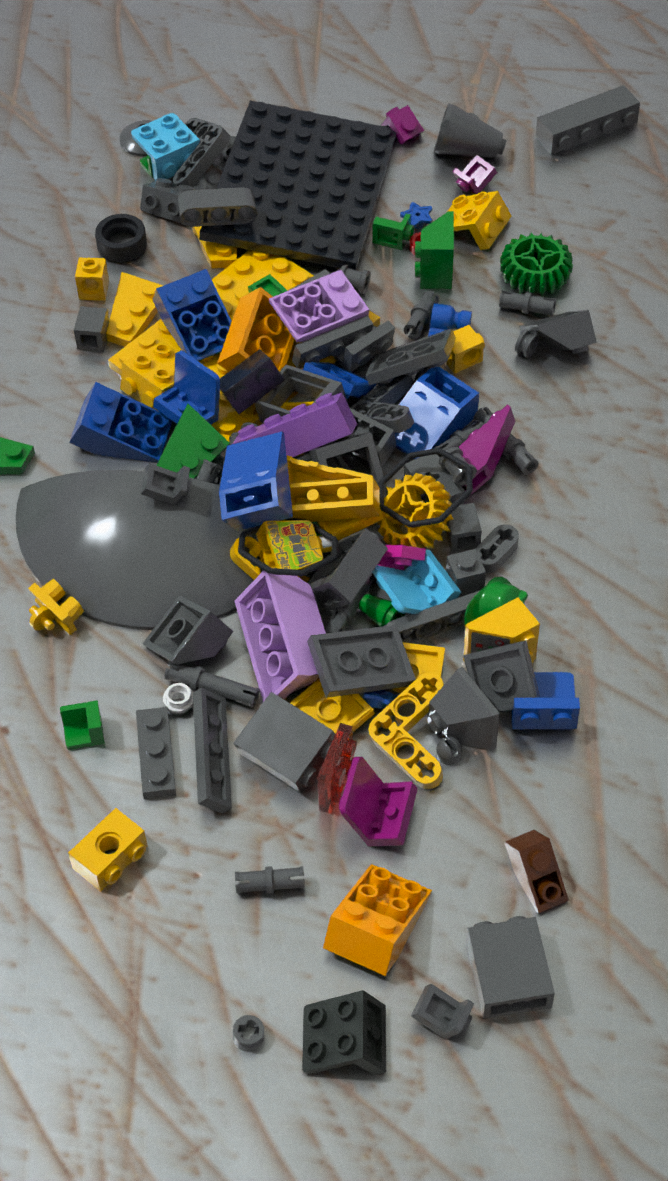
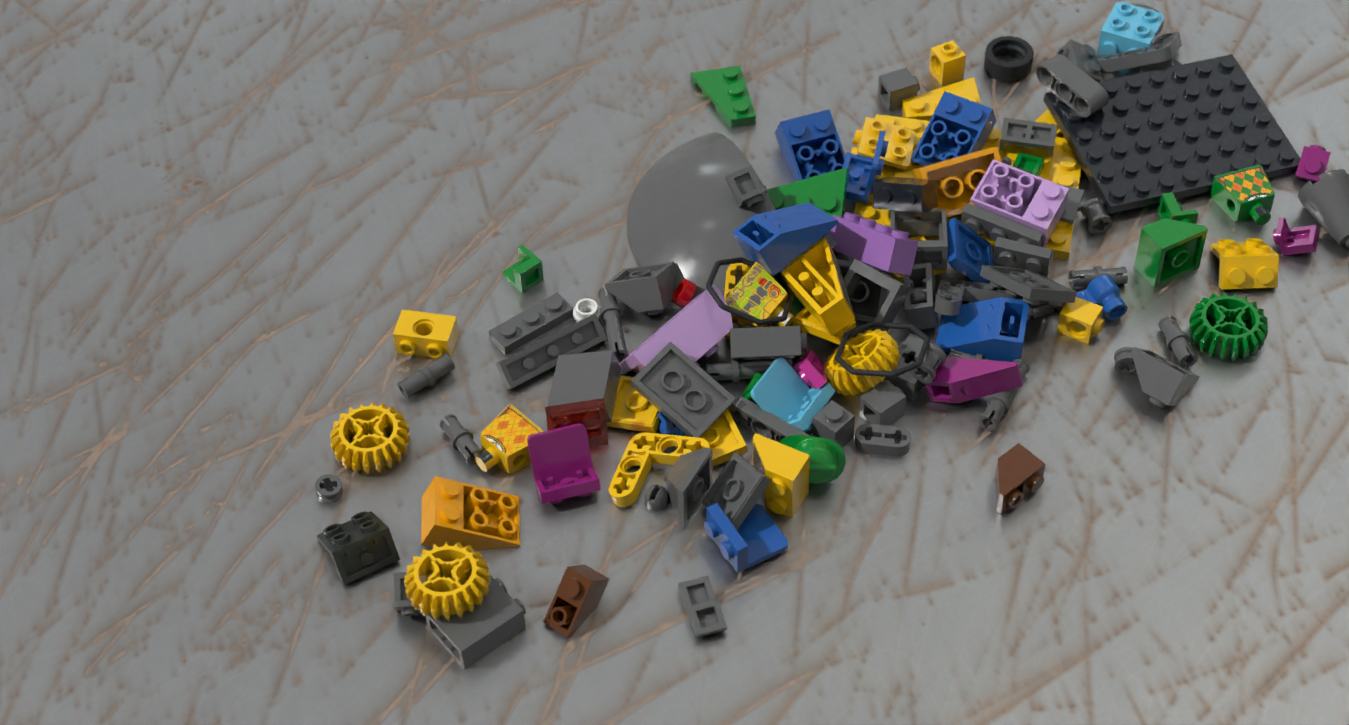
camera: 60 degrees right, 5 degrees down
(49, 610) = (612, 200): yellow hips -> none
(162, 875) = (426, 376): none -> dark grey pin
(223, 606) = (683, 293): none -> red tile
(235, 948) = (370, 445): none -> yellow gear
(241, 268) = (1028, 134): none -> dark grey hinge
(305, 836) = (506, 441): none -> yellow torso
(405, 179) = (1244, 194): none -> green torso
(419, 215) = (1219, 222): blue plate -> none
(499, 954) = (439, 580): none -> yellow gear
(600, 776) = (702, 606): none -> dark grey slope
(603, 479) = (1016, 476): none -> reddish brown slope

